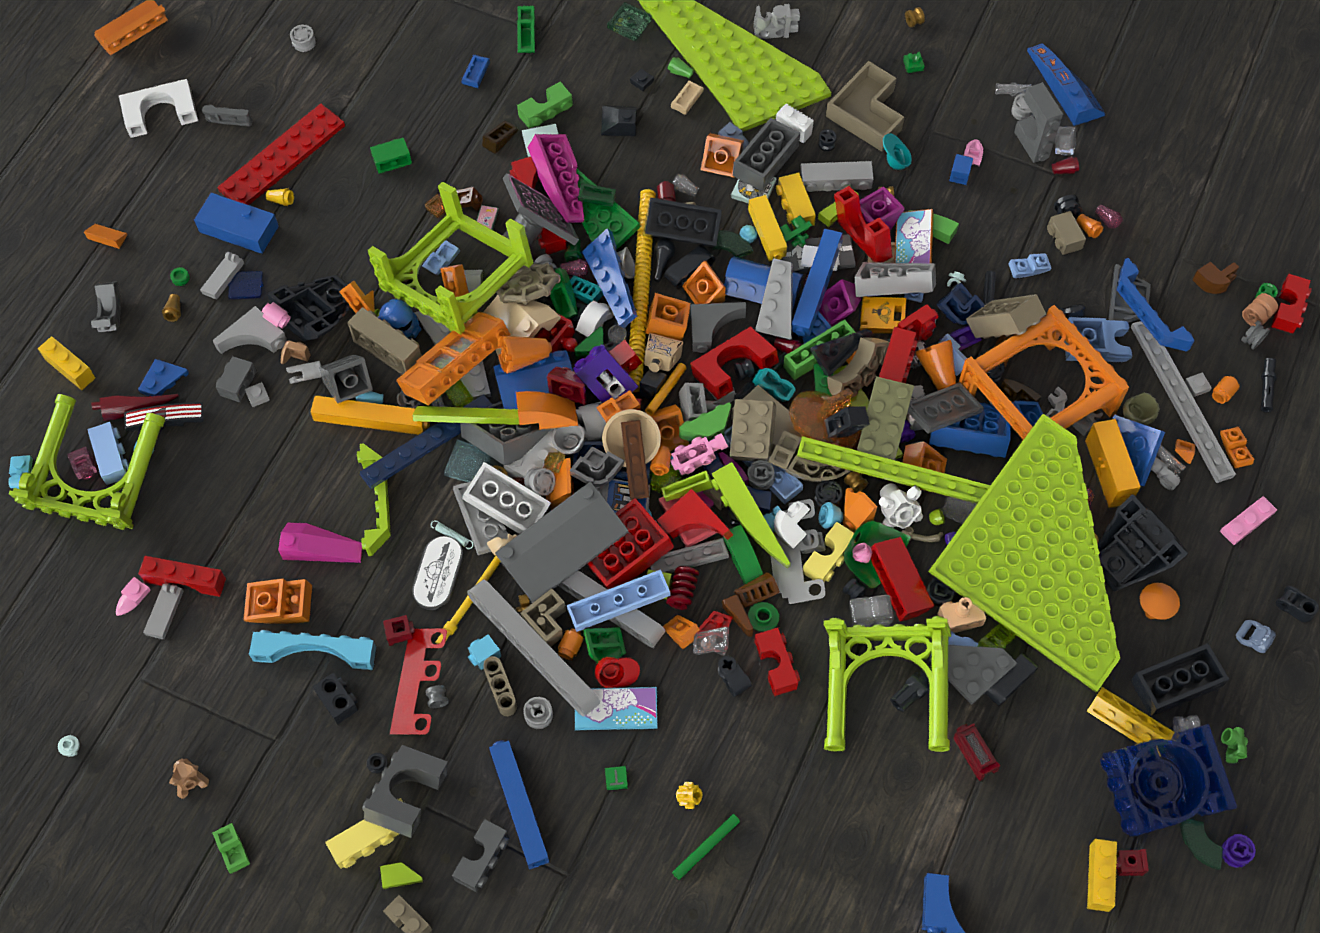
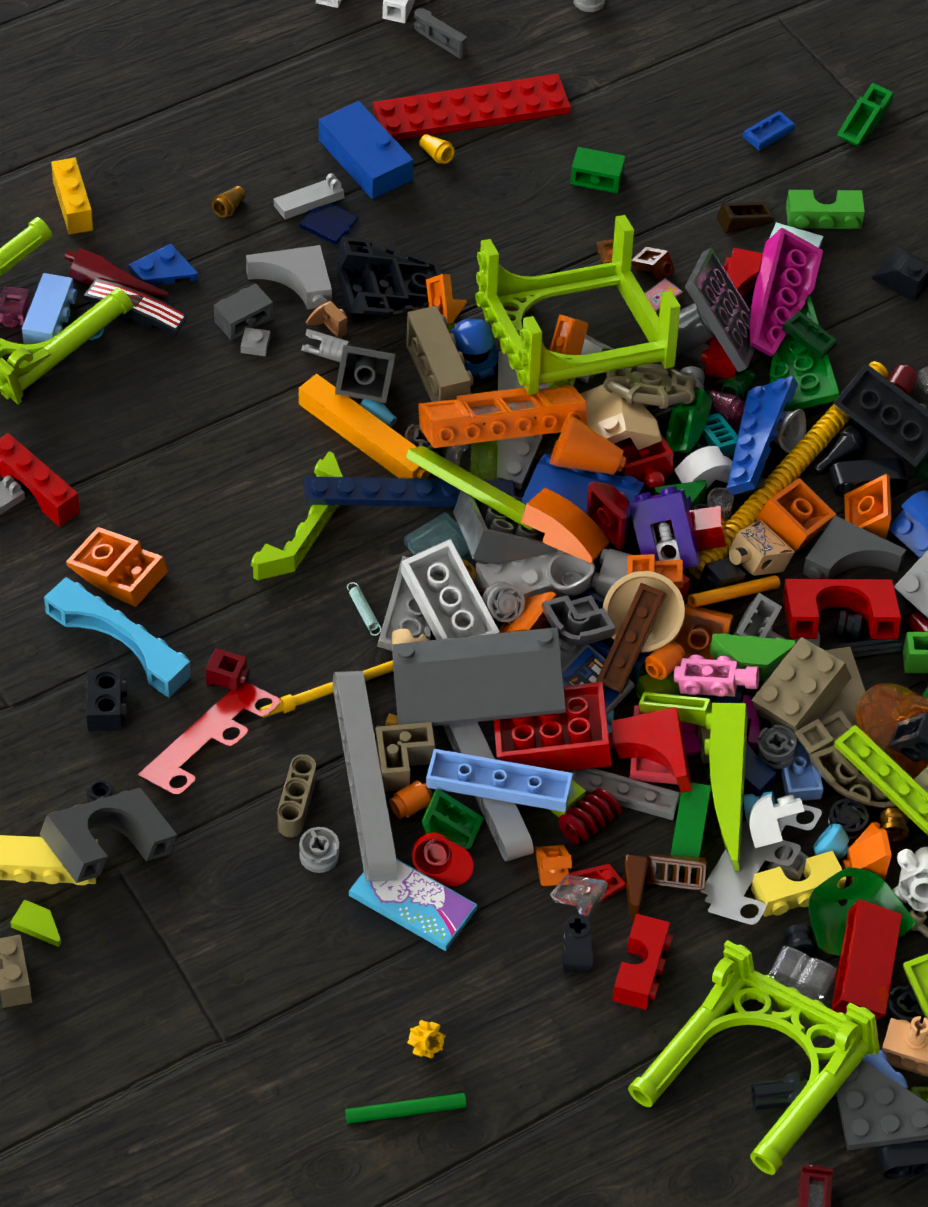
camera: 30 degrees right, 10 degrees down
(105, 235) = (211, 89): orange slope -> none
(108, 307) = (159, 163): dark grey arch -> none
(179, 276) = (261, 174): green tile -> none
(276, 315) = (335, 265): bright pink brick -> none
(312, 543) = (202, 531): dark pink wedge -> none
(436, 696) = (217, 764): dark grey wheel -> none
(437, 572) = (317, 638): white tile -> none
(441, 258) = (583, 308): light blue slope -> none
(473, 873) = (122, 969): dark grey arch -> none
(481, 650) = (305, 743): medium azure brick -> none
(519, 804) = (223, 931): blue brick -> none
(554, 461) = (535, 589): clear yellow plate -> none
(616, 778) = (356, 972): green tile -> none
(761, 625) = (668, 895): green piece -> none
(772, 383) = (874, 665): teal brick -> none
(862, 552) = (839, 905): bright pink plate -> none

